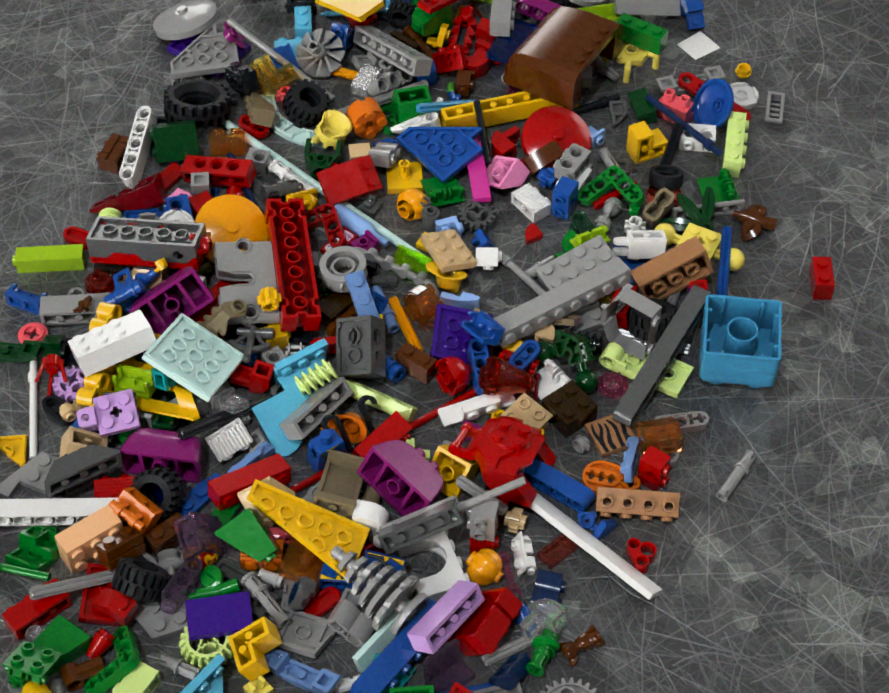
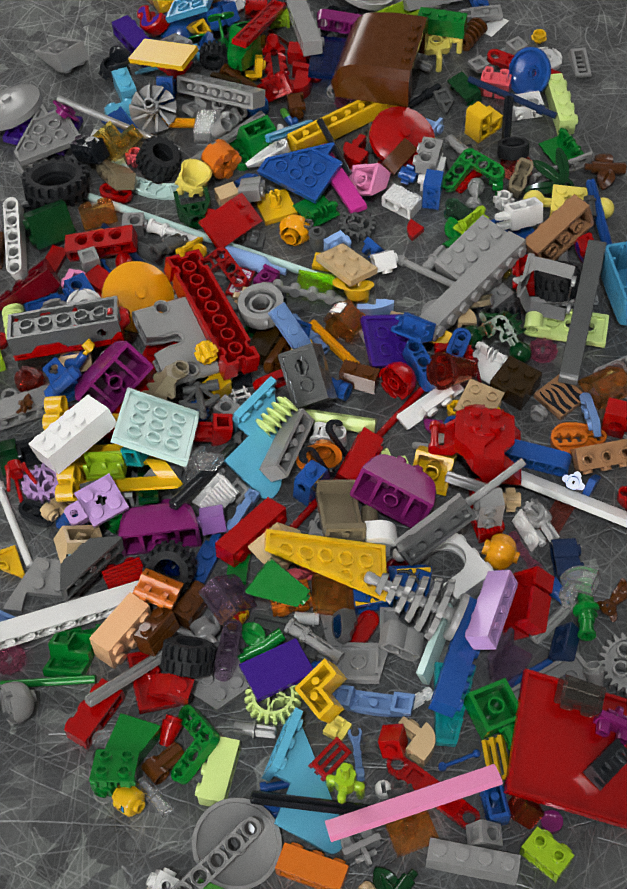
camera: 15 degrees left, 5 degrees up
(216, 460) = (211, 520): none -> medium lavender brick
(372, 409) = (321, 433): none -> white piece
(535, 544) = (540, 518): none -> light grey bush
(674, 51) = (475, 30): none -> reddish brown piece
(691, 34) = (486, 13): none -> light grey hinge
(716, 252) = (591, 201): none -> dark grey pin

